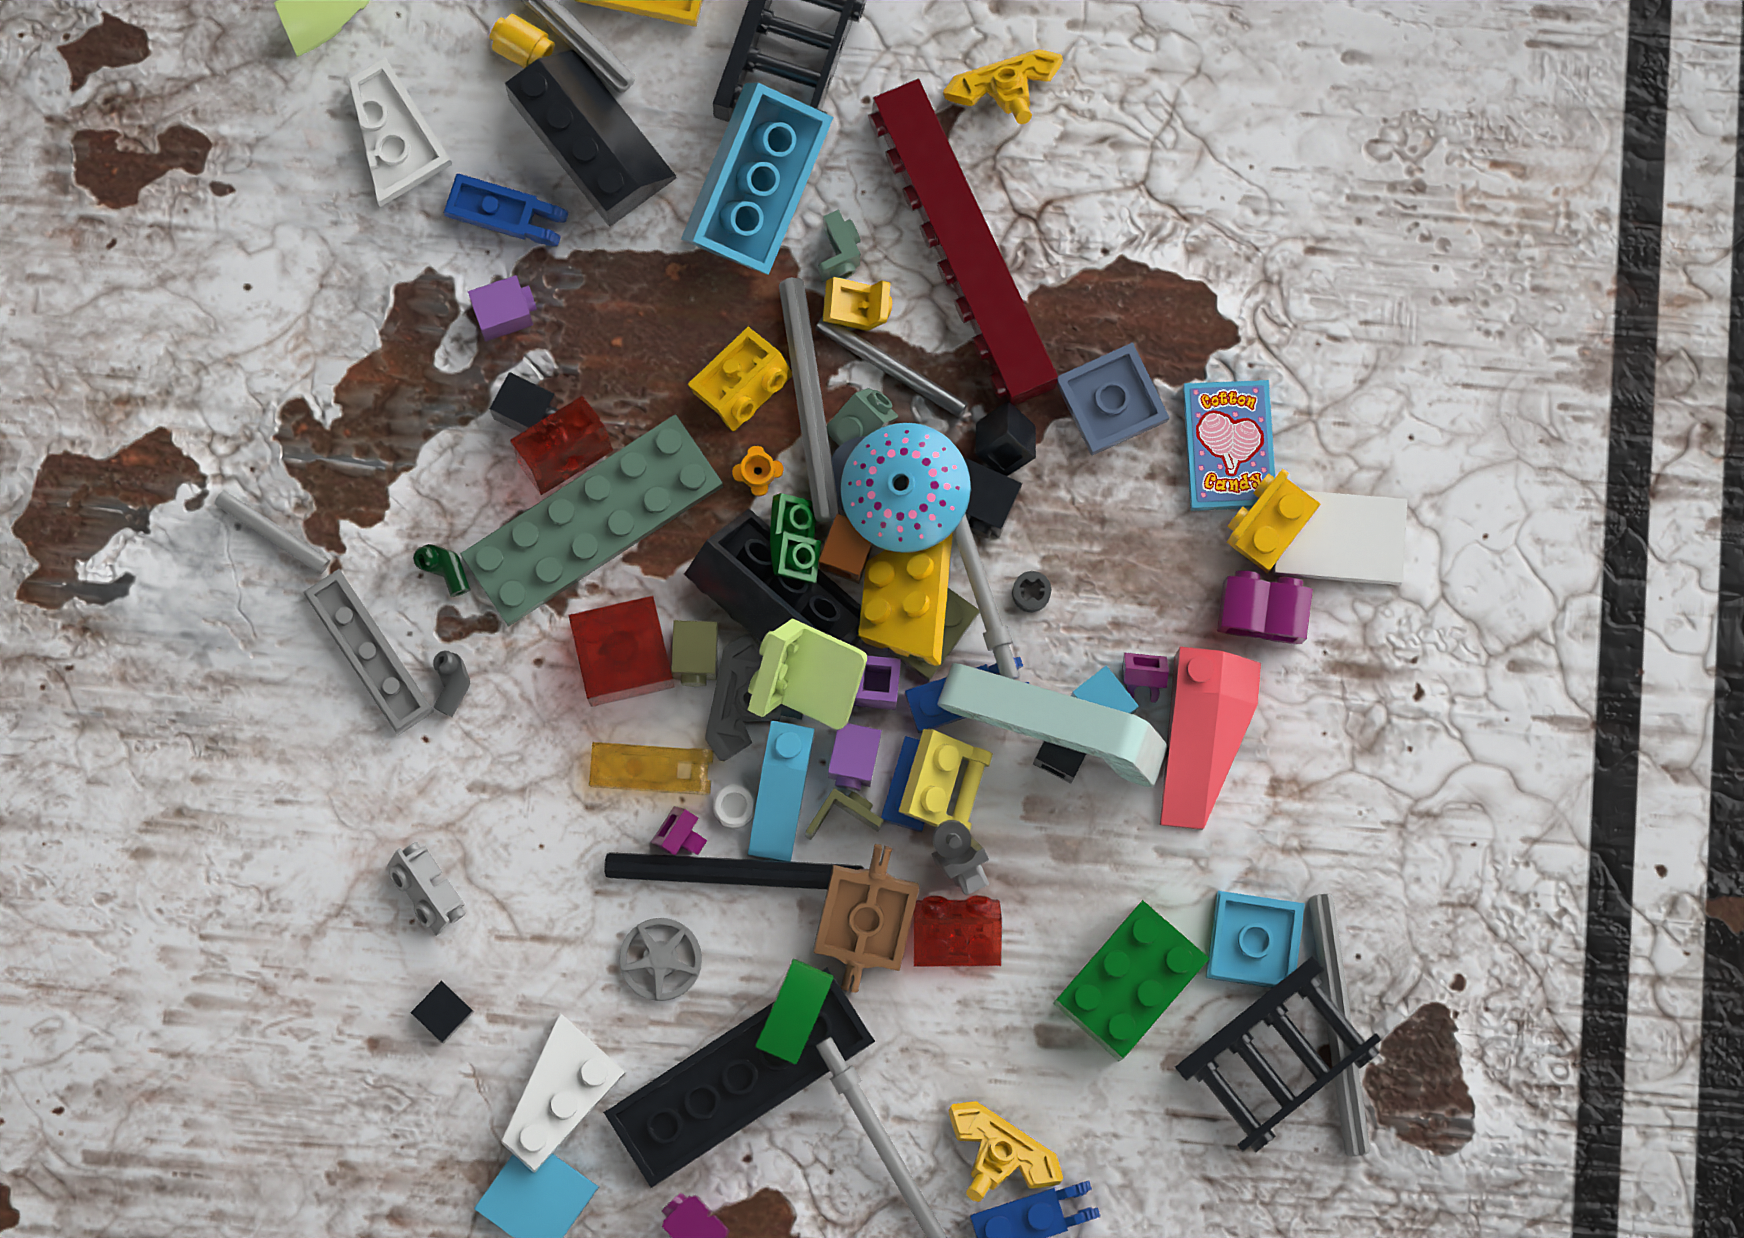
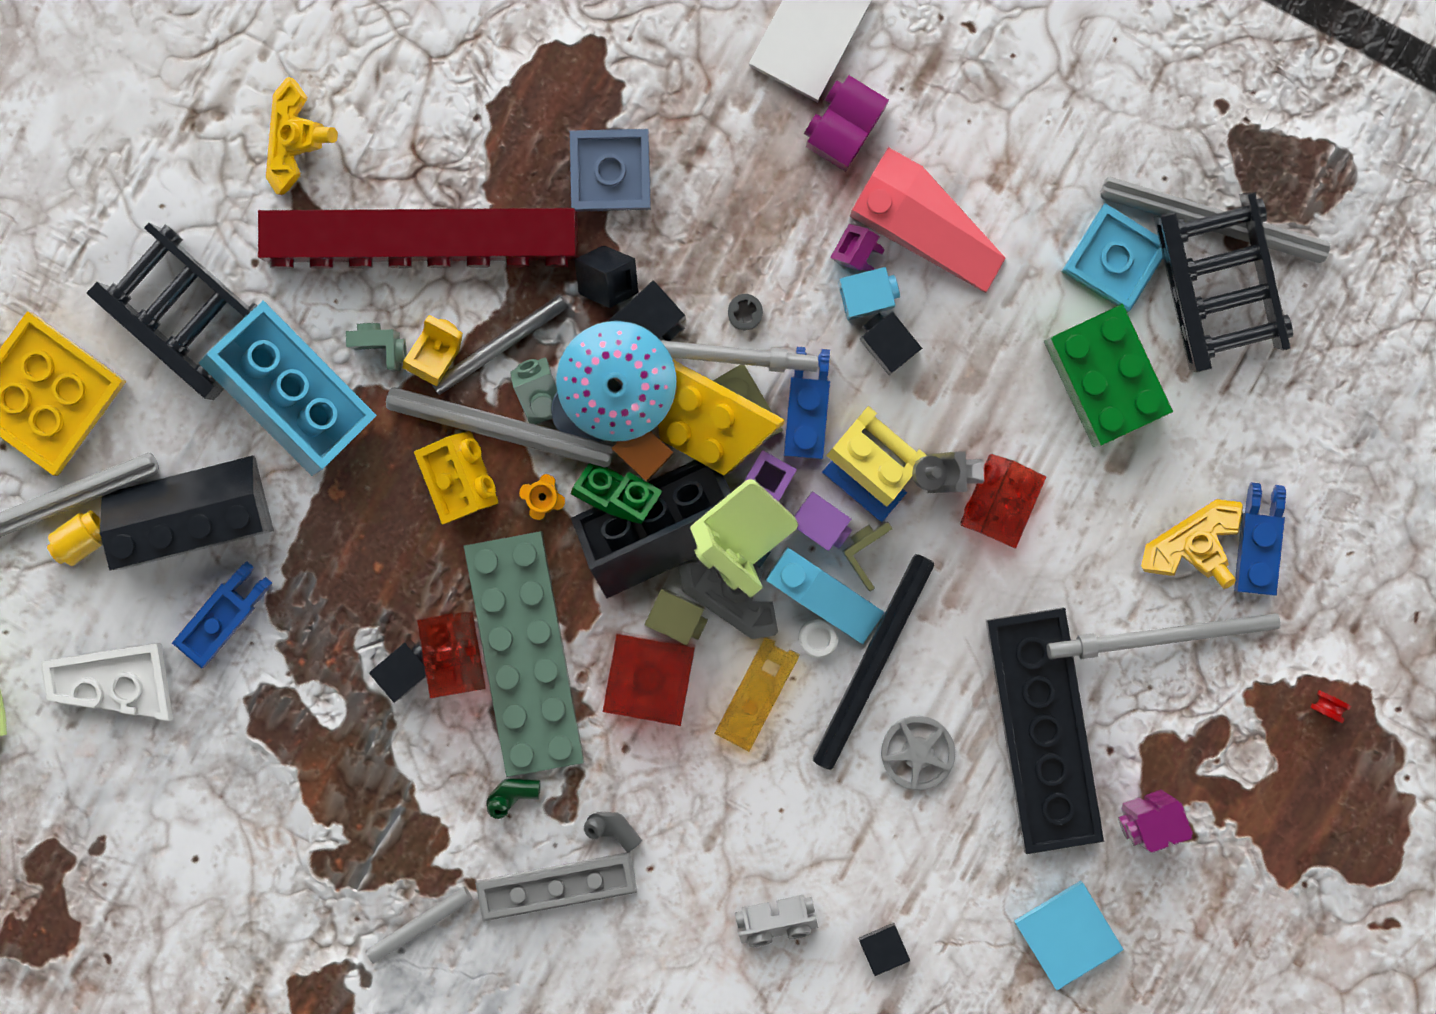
camera: 60 degrees left, 10 degrees up
(502, 307) = (307, 653): medium lavender brick -> none
(560, 1093) = (994, 881): white wing -> none
(678, 833) = (822, 694): magenta tile -> none
(794, 1011) = (1015, 665): green slope -> none
(866, 918) = (961, 571): medium nougat plate -> none
(1118, 737) = (868, 345): light aqua beam -> none
(1227, 442) = (692, 88): tile -> none
(1272, 521) = (776, 82): yellow bracket -> none

